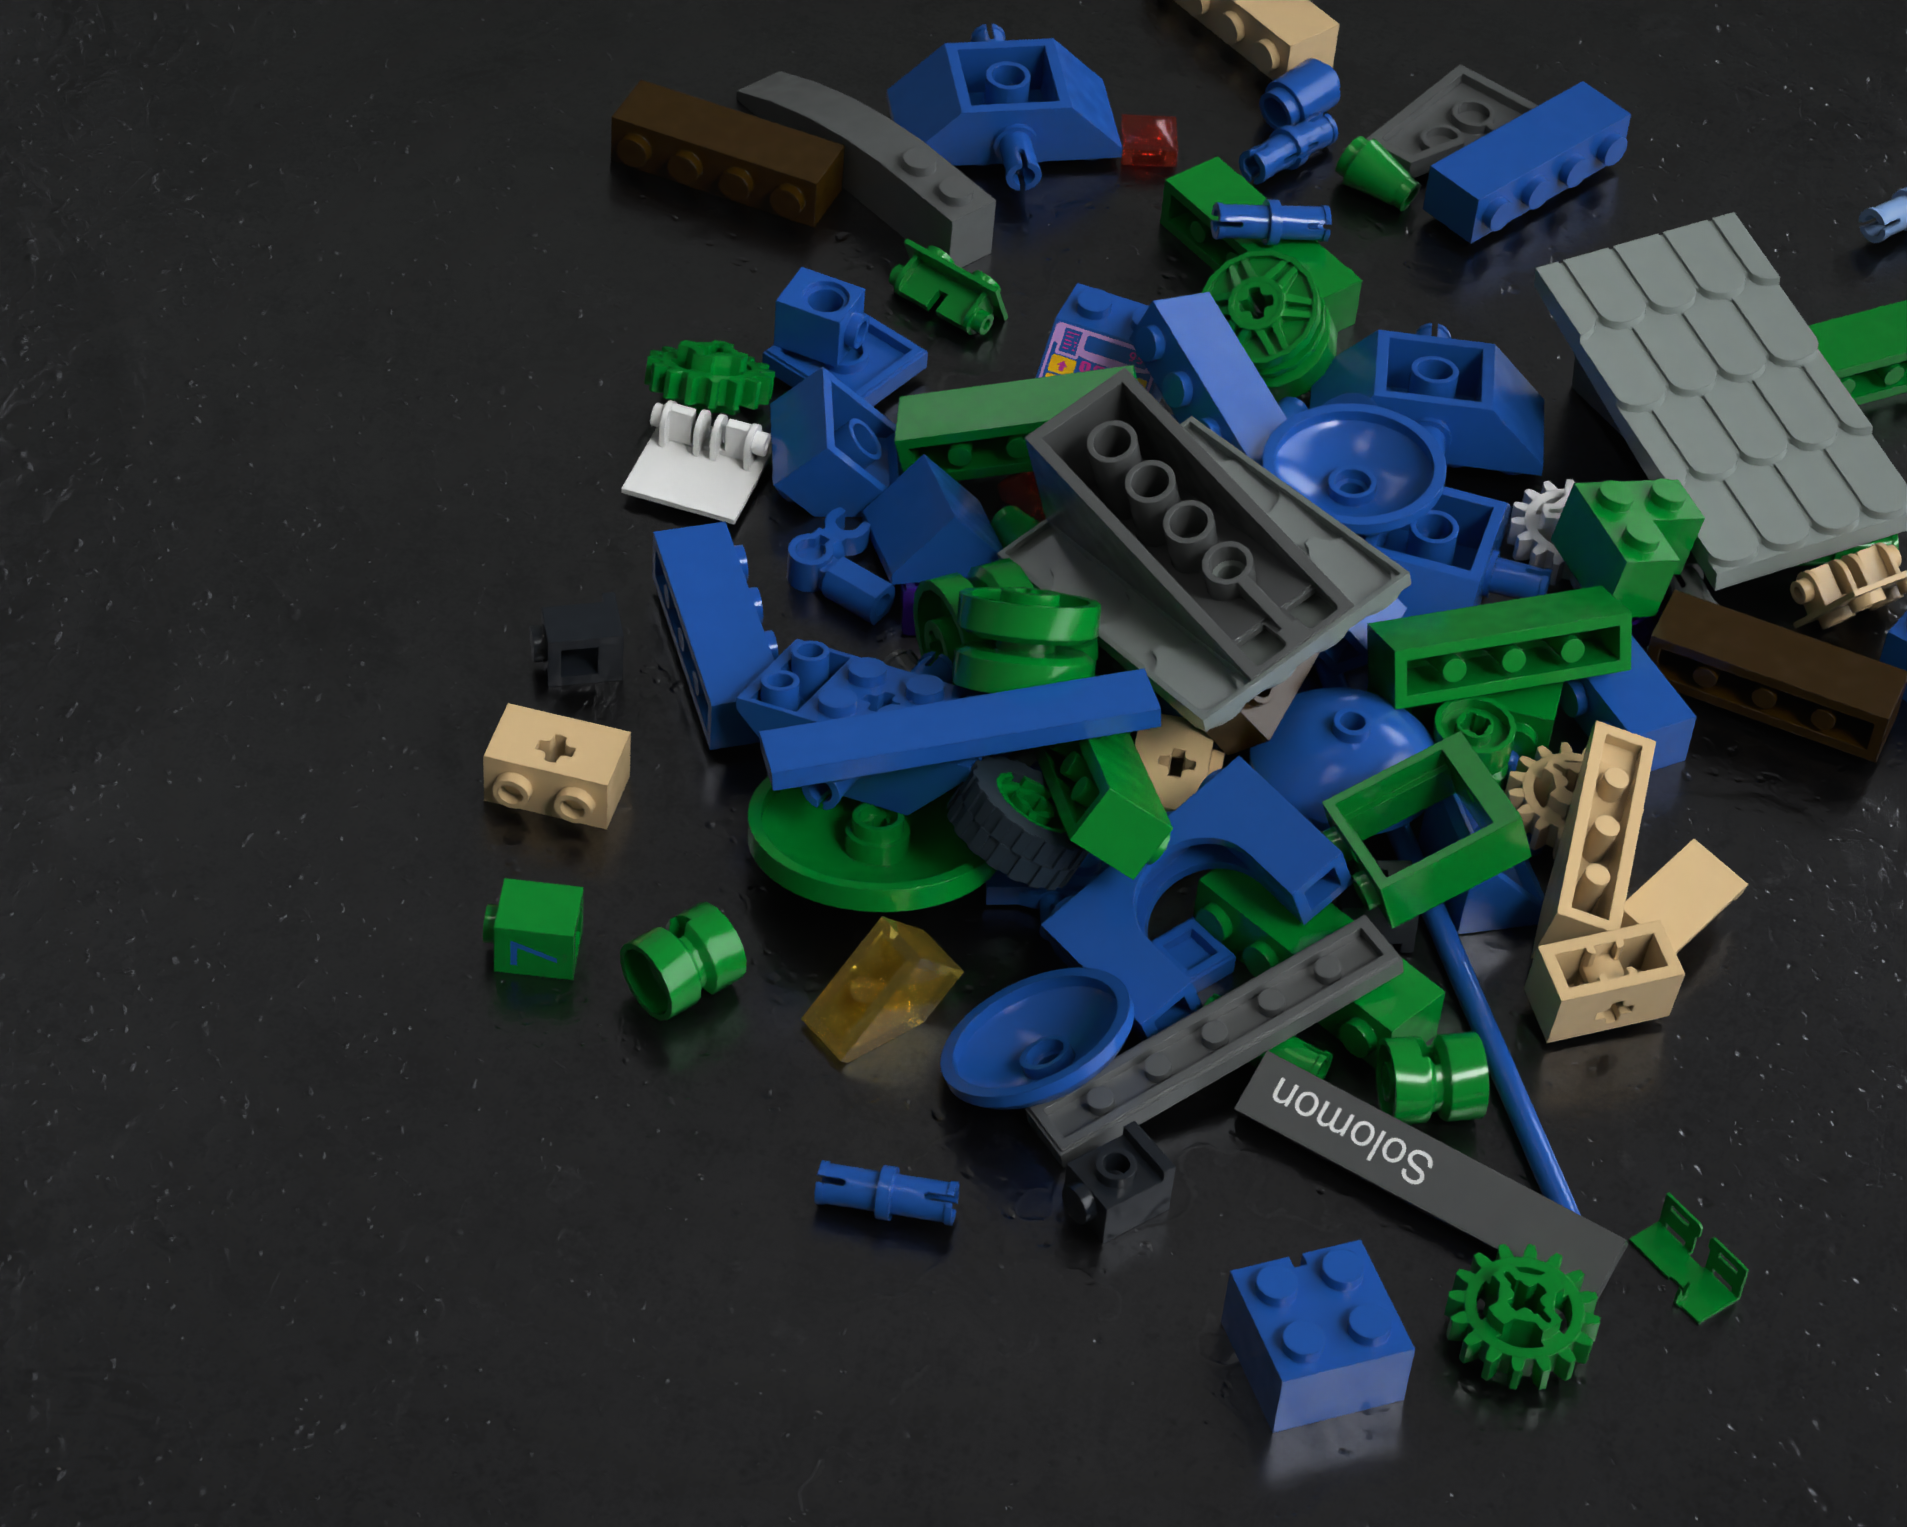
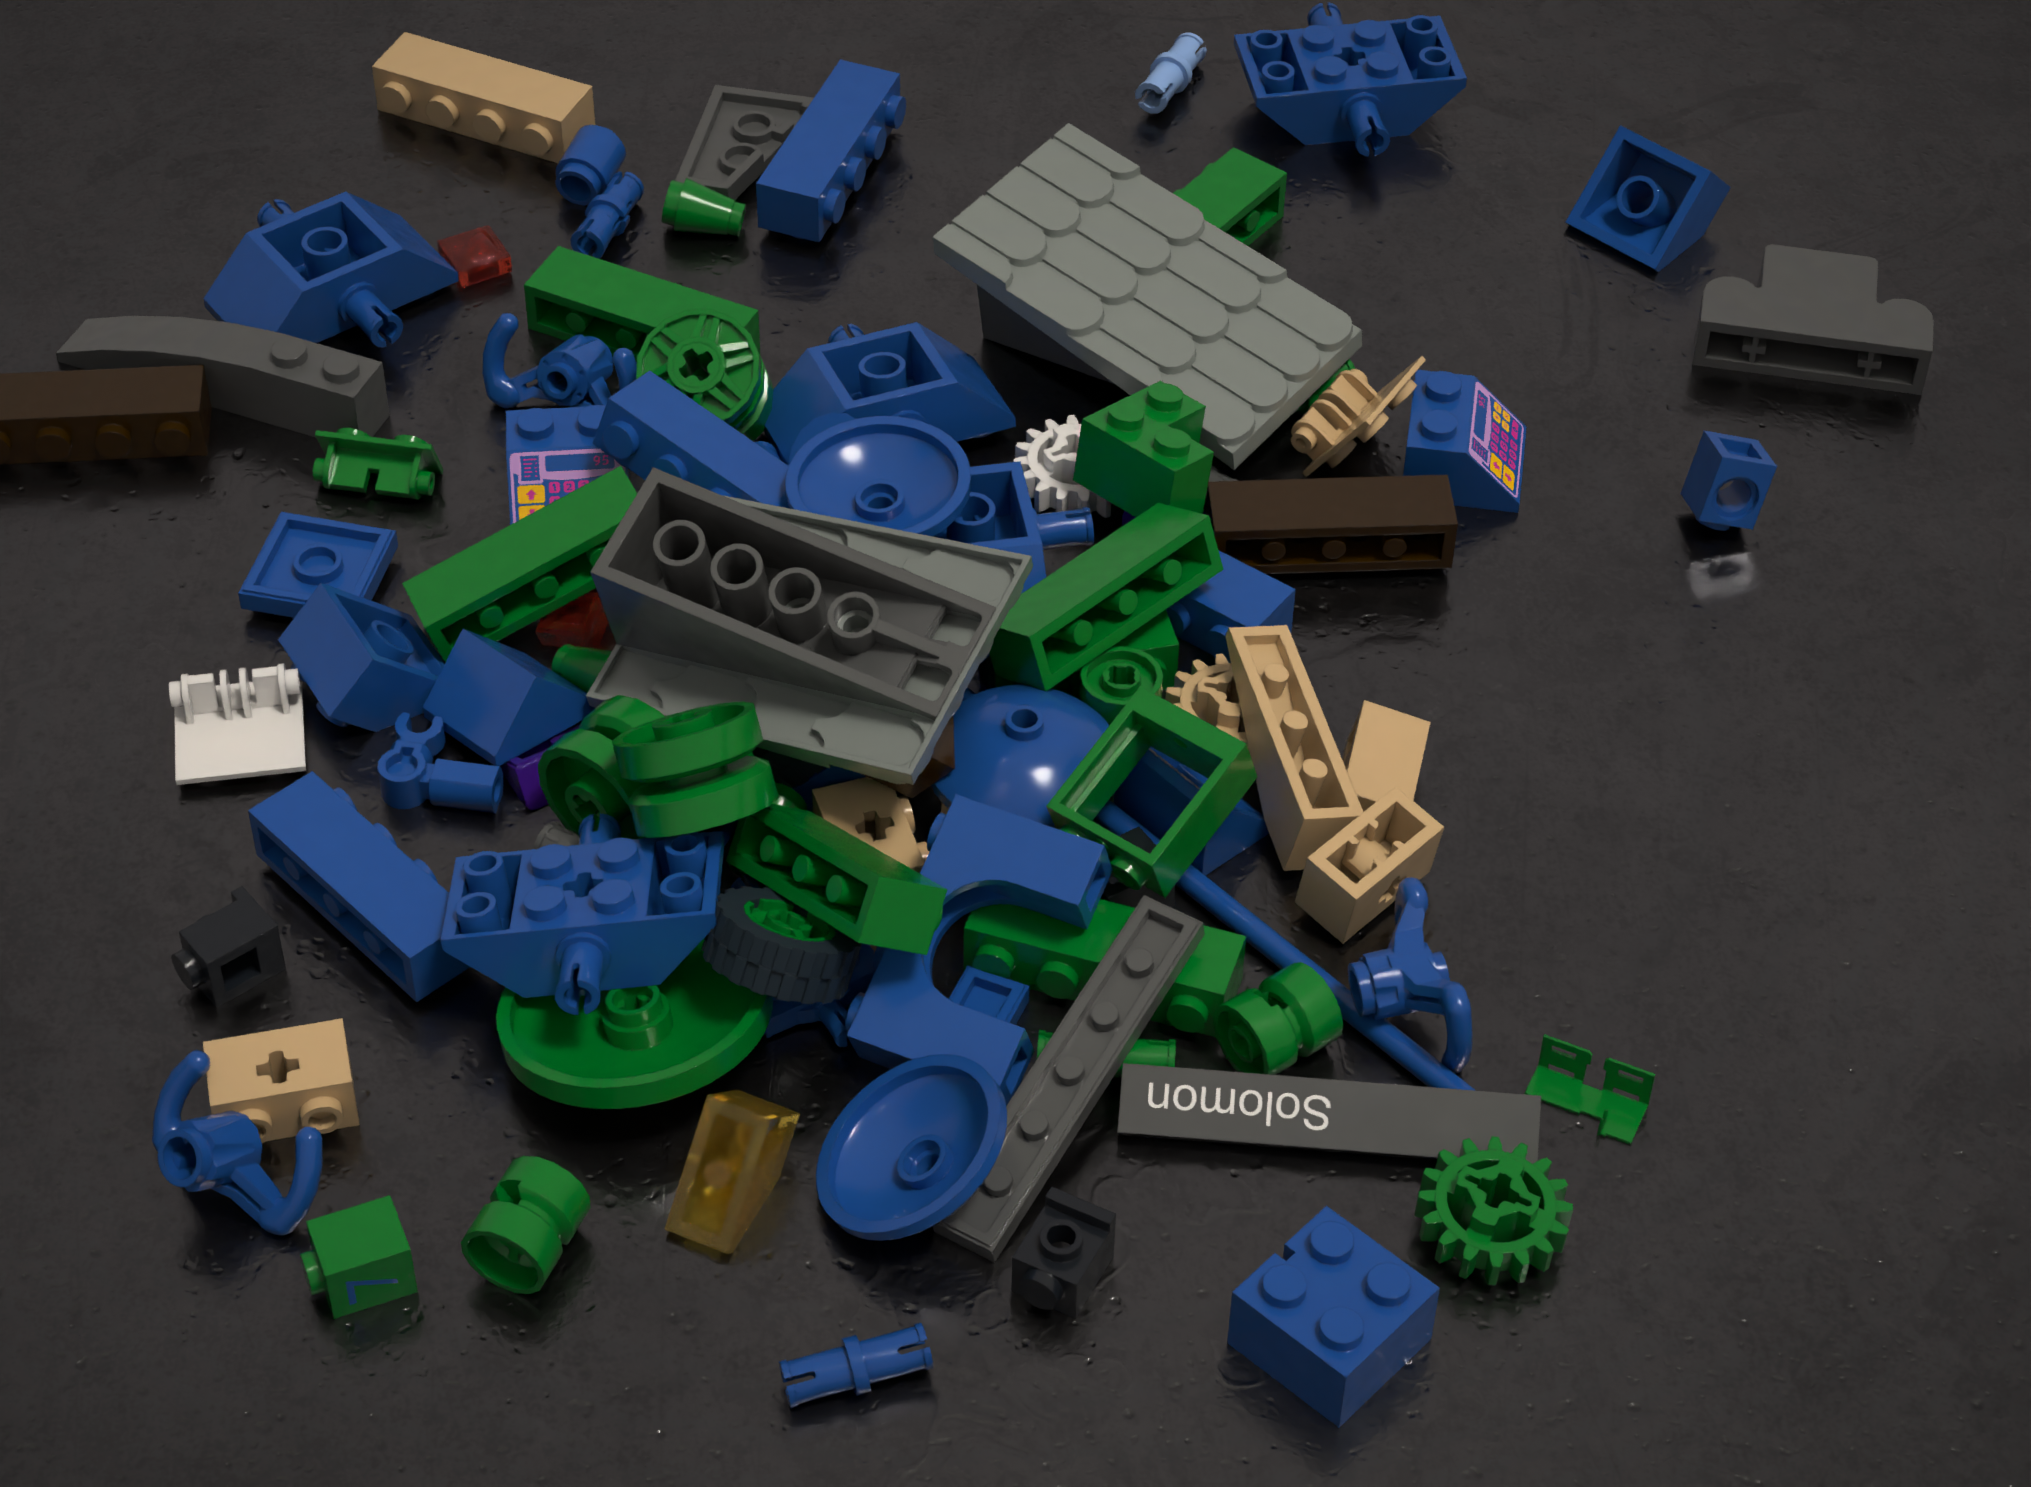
camera: 25 degrees left, 0 degrees up
(475, 799) = (226, 1152): none -> blue piece
(709, 377) = (203, 637): green gear -> none
(820, 317) = (282, 536): blue brick -> none
(959, 729) = (685, 882): blue tile -> none
(1154, 271) = (567, 375): none -> blue piece
(1271, 222) = (650, 287): blue pin -> none
(1575, 1089) = (1413, 978): none -> blue piece

